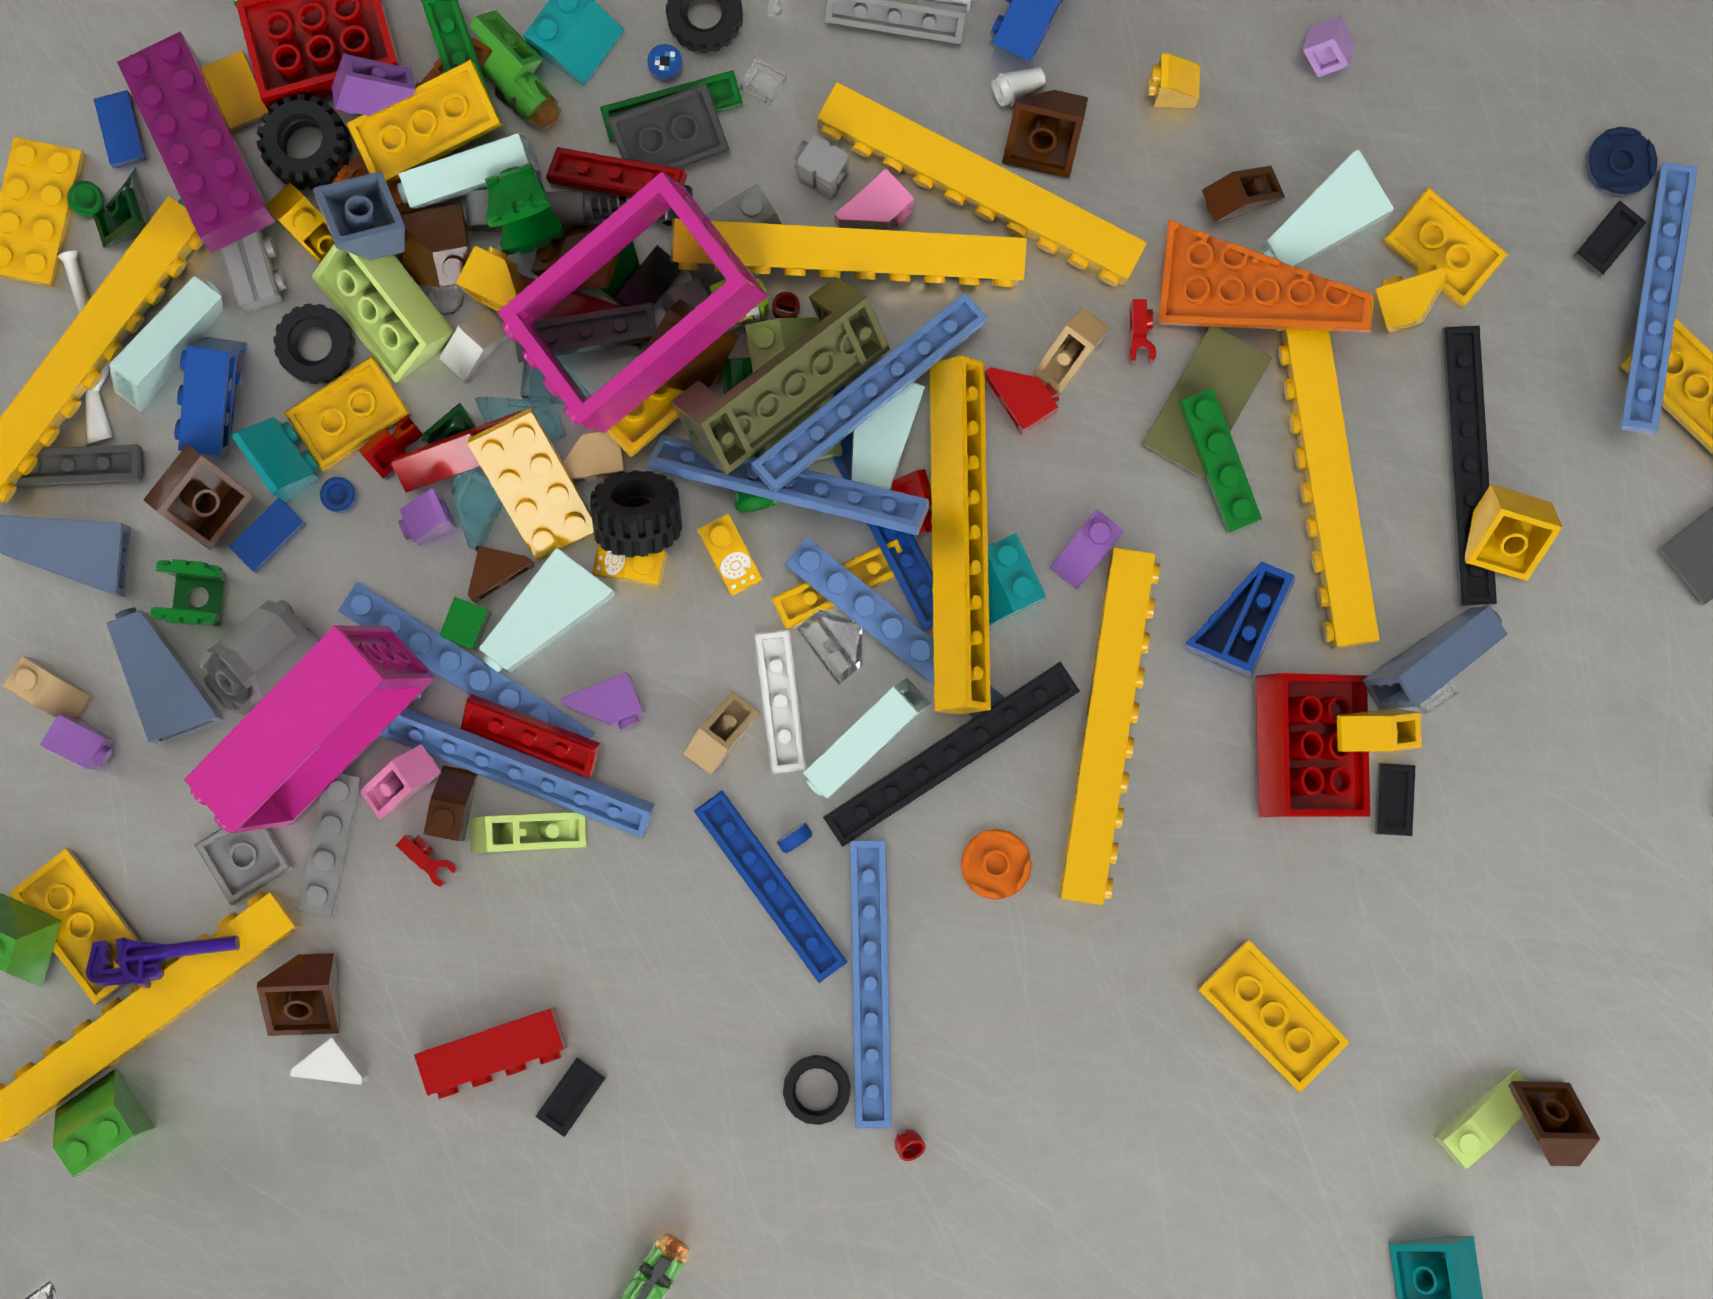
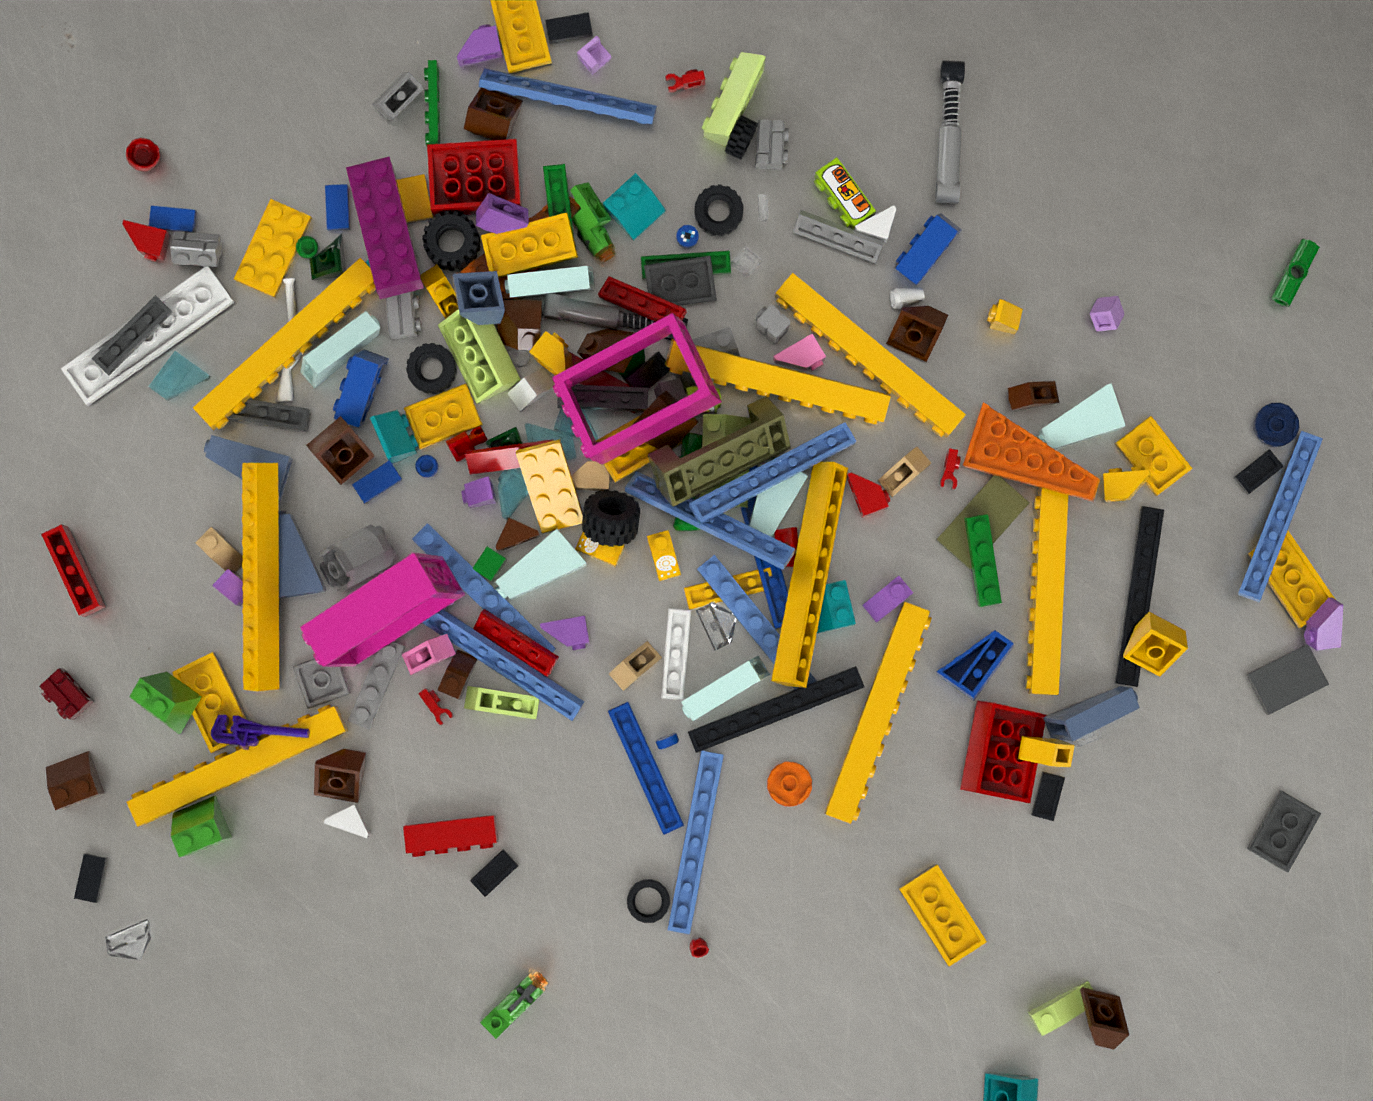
camera: 10 degrees right, 0 degrees up
(113, 715) = (260, 576): none -> yellow brick
(188, 577) = (324, 498): green piece -> none
(522, 209) = (579, 314): green piece -> none
(788, 302) = (733, 404): red hinge -> none

